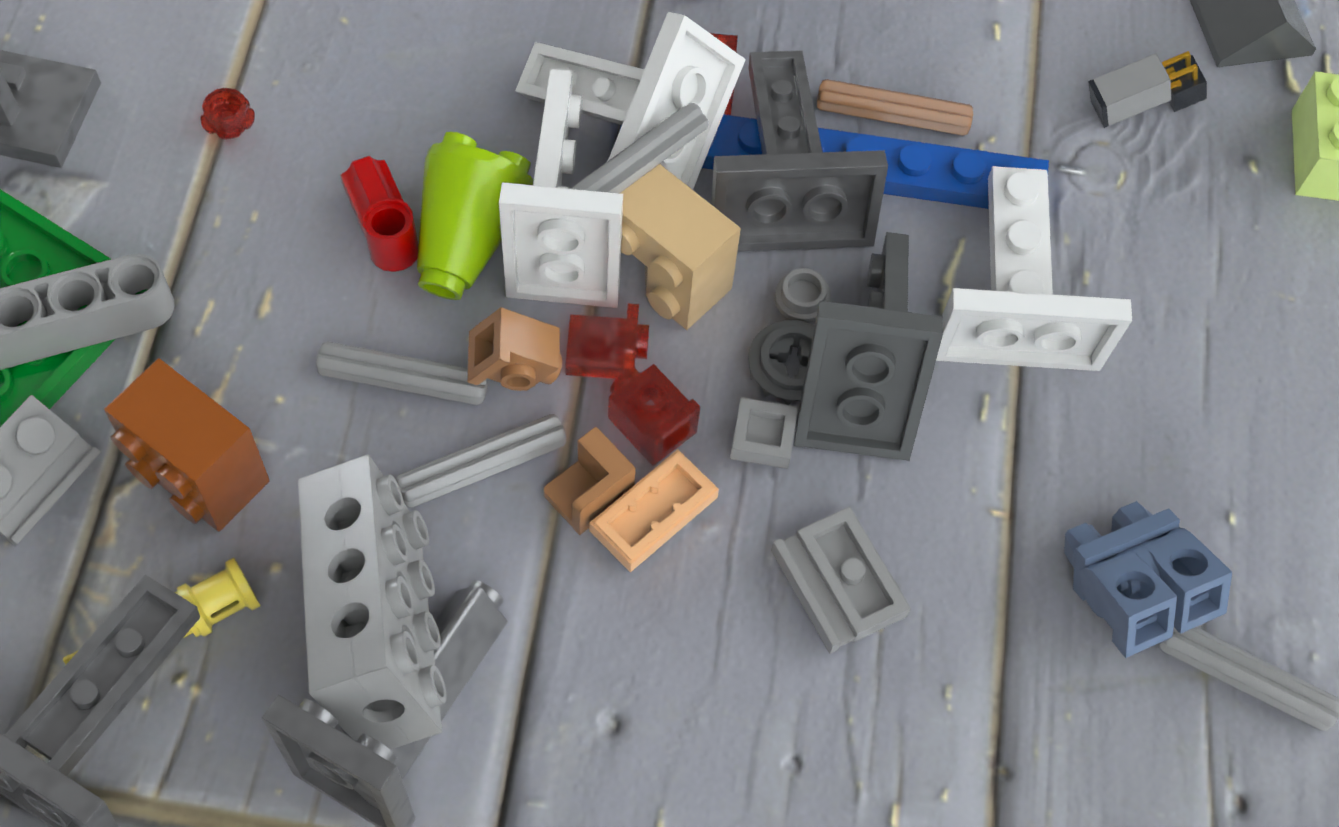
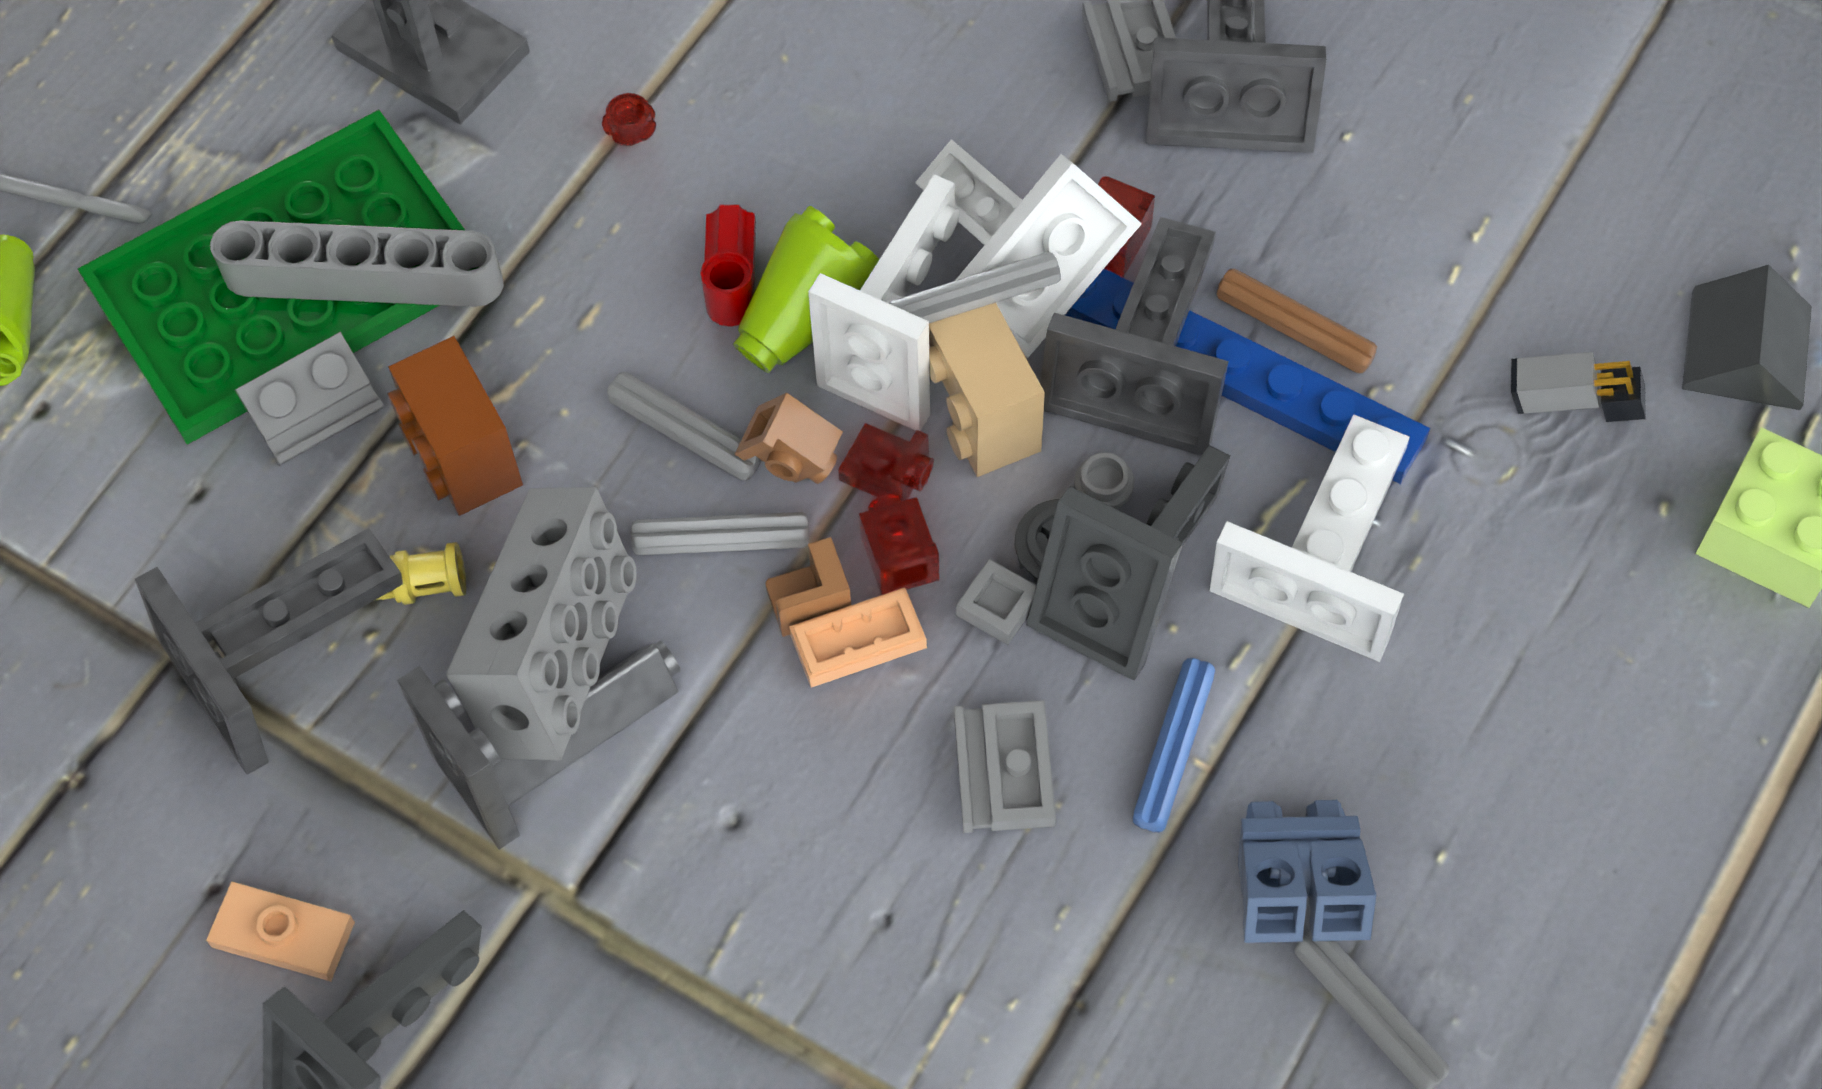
camera: 30 degrees right, 0 degrees up
(973, 506) = (1173, 745): none -> medium blue axle

